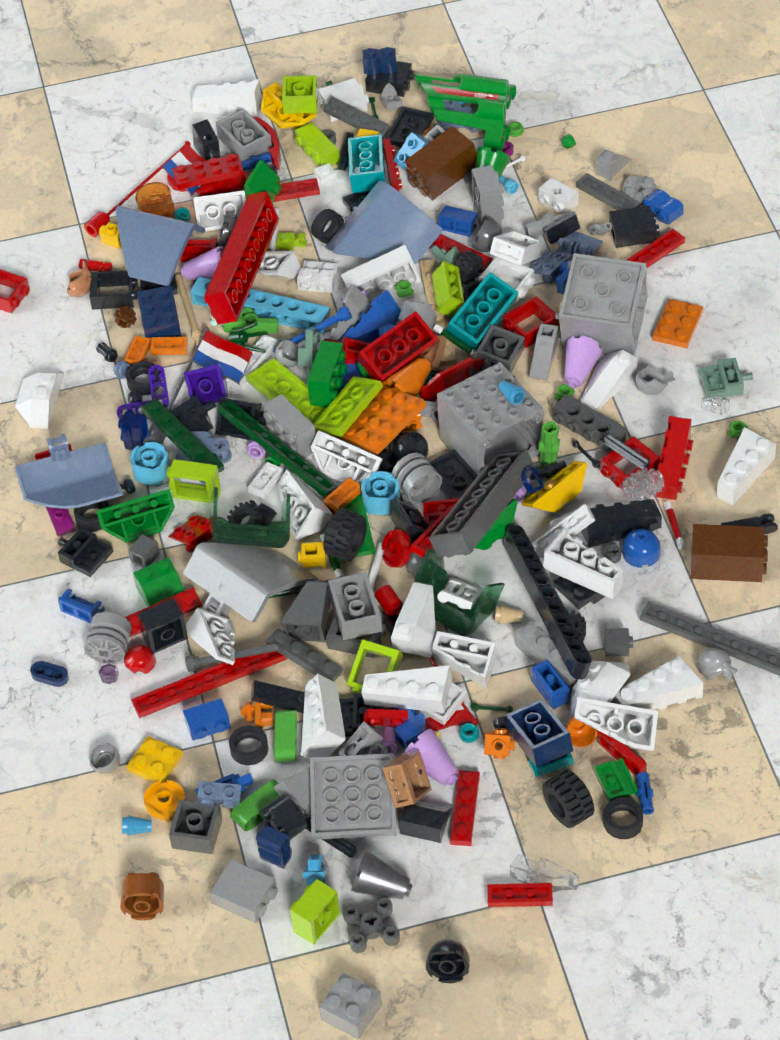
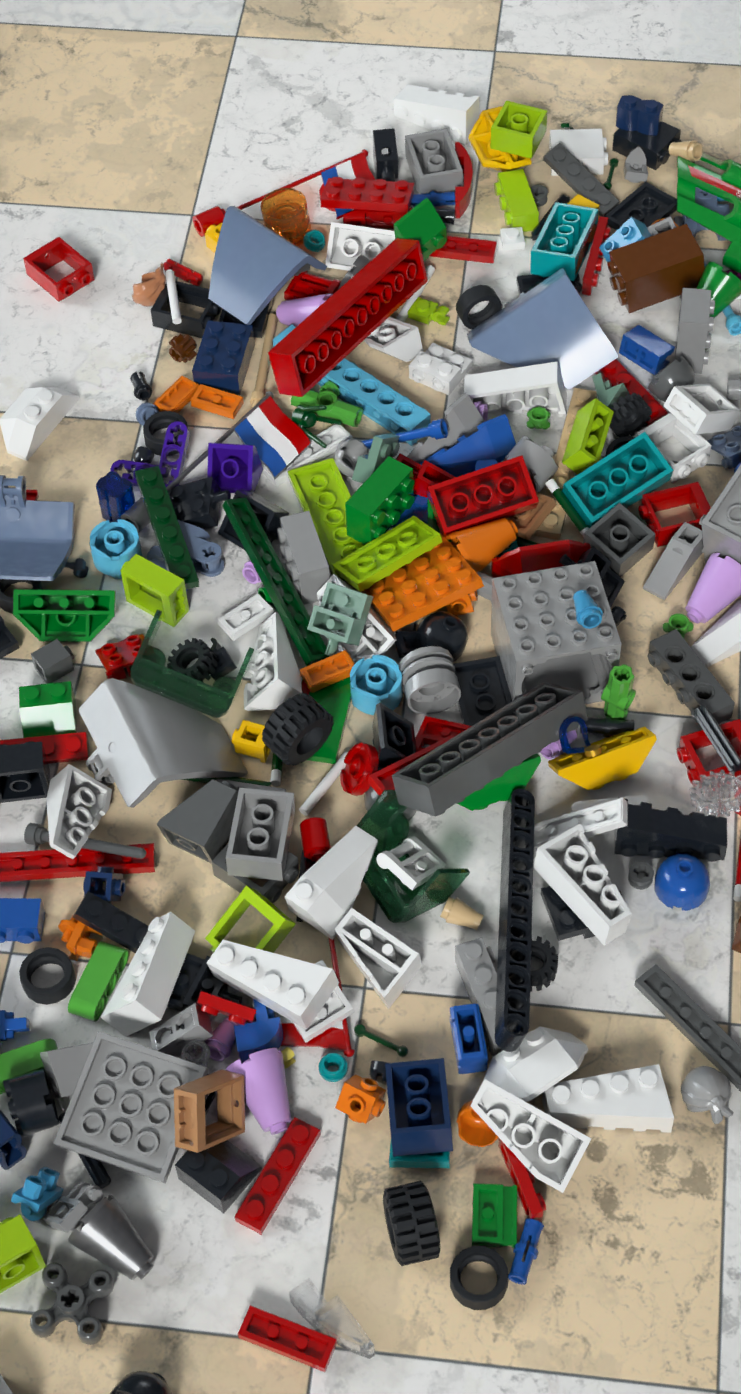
camera: 20 degrees right, 5 degrees up
(102, 282) = (173, 296): none -> white bar
(258, 669) = (105, 884): none -> dark blue brick
(304, 656) = (175, 878): dark grey plate -> none
(337, 455) = (340, 616): none -> sand green plate
(344, 868) = (69, 1209): none -> light grey plate
(426, 75) = (688, 150): none -> tan cone
(595, 463) = (662, 701): black hinge -> none
(617, 642) = (588, 1008): dark grey brick -> none

